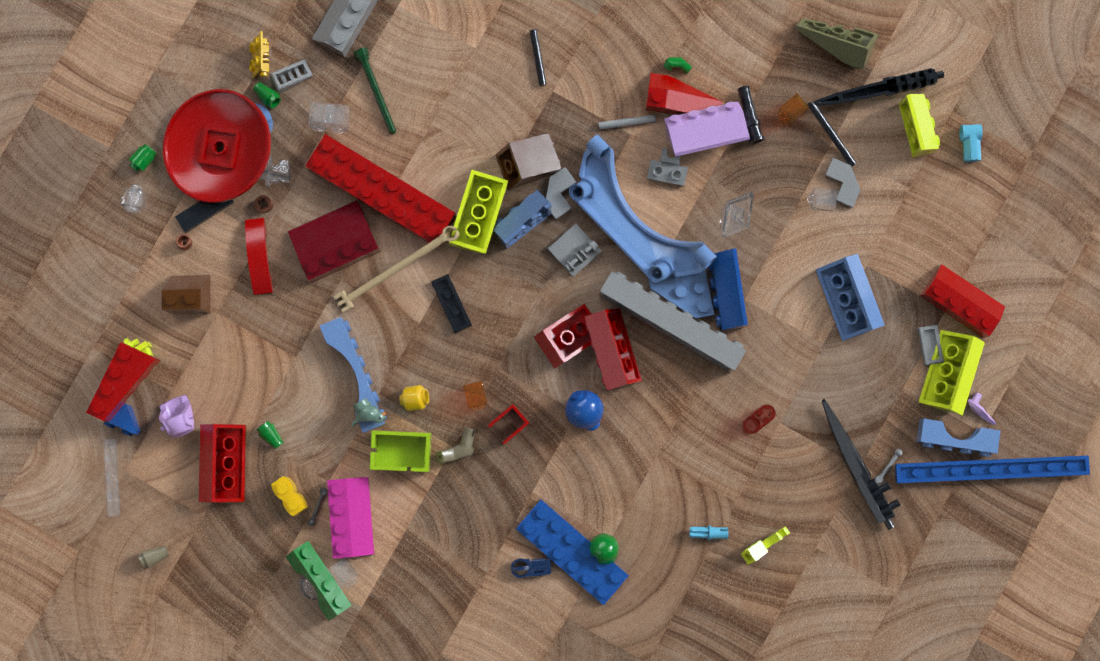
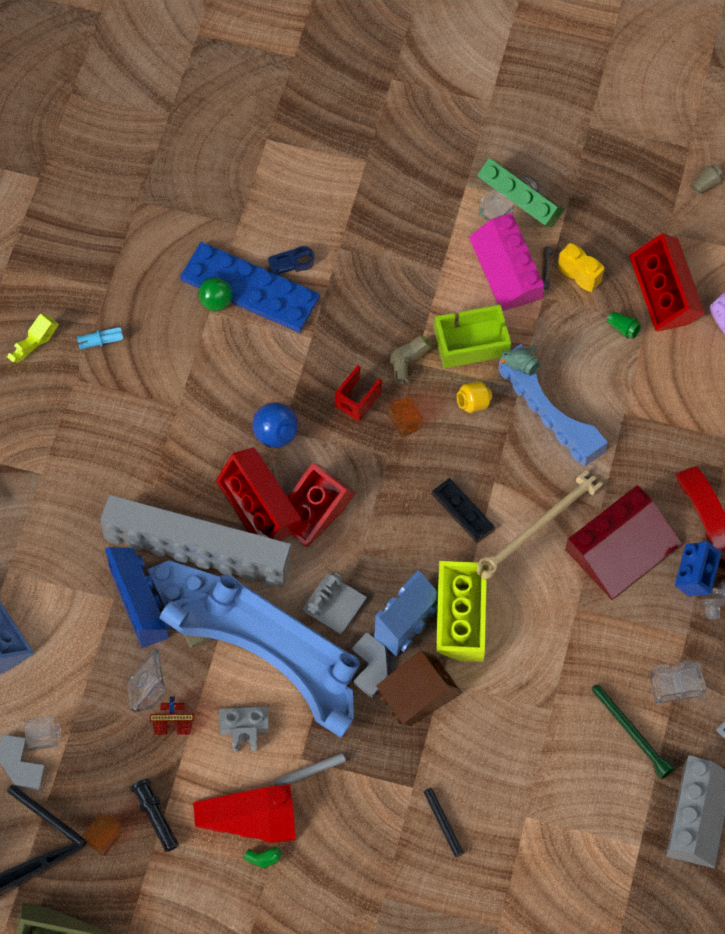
camera: 165 degrees right, 20 degrees down
(283, 201) = (698, 569): none -> blue brick
(379, 189) = (586, 610): red brick -> none
(706, 128) = (207, 775): lavender slope -> none
(720, 187) = (184, 721): none -> clear red hips
(765, 420) = (69, 467): clear red beam -> none

